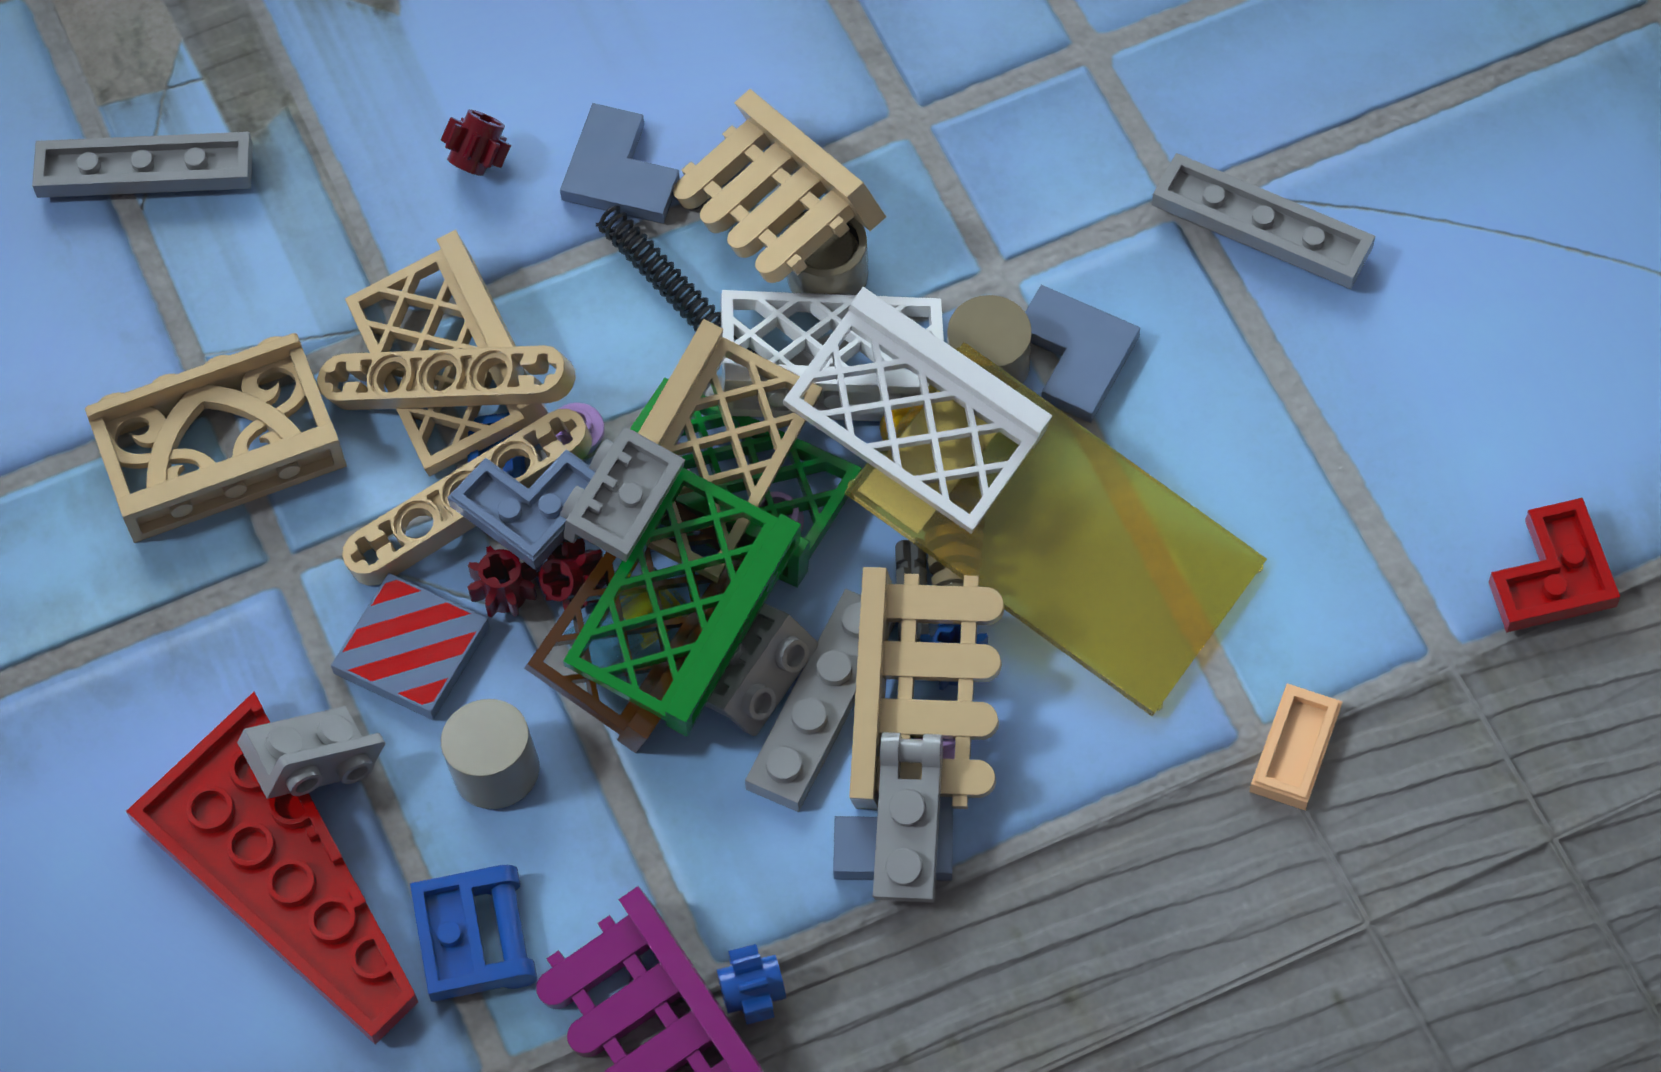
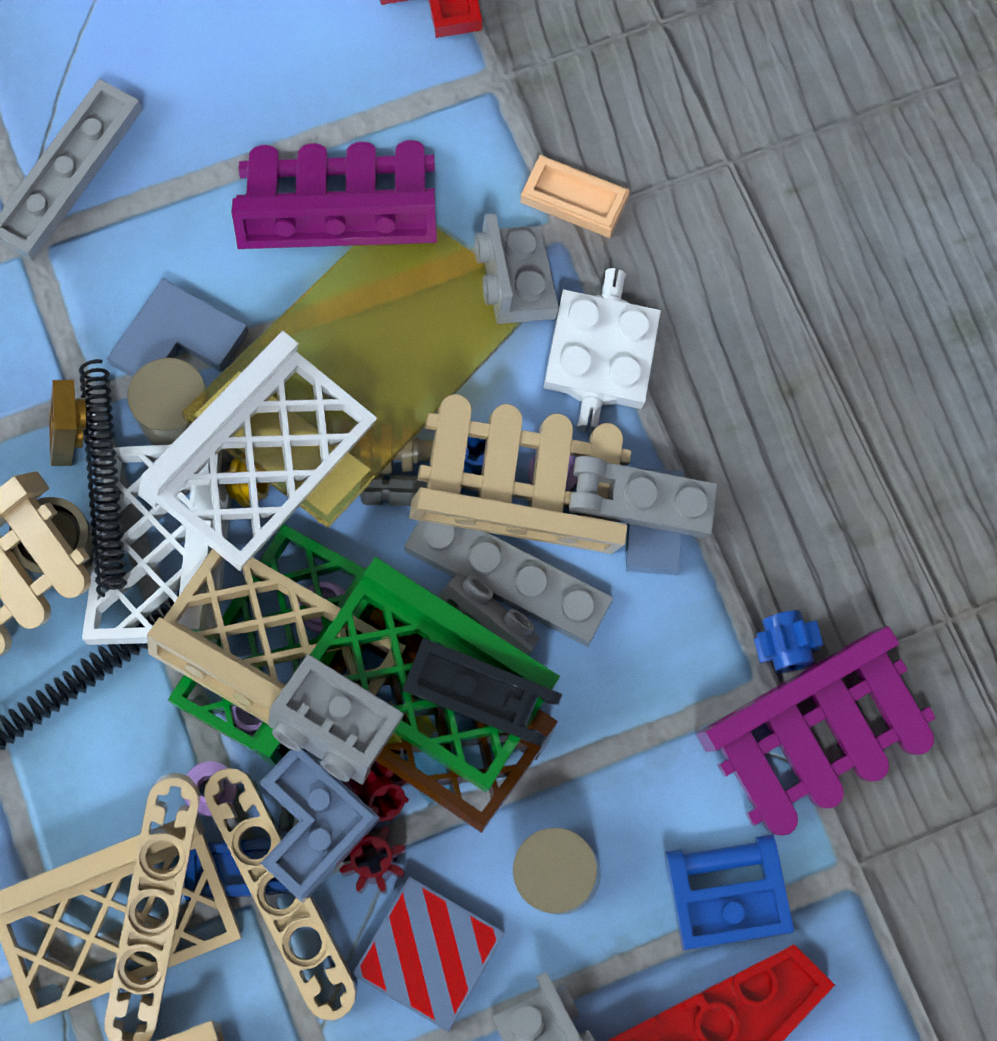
camera: 90 degrees left, 10 degrees up
(661, 633) = (477, 690): none -> black hinge
(906, 290) = (100, 485): none -> black piece
(951, 243) = (66, 422): none -> pearl gold plate
(1099, 781) = (602, 349): none -> white plate
(1182, 677) = (517, 272): none -> light grey bracket
(1228, 493) = (335, 218): none -> magenta fence

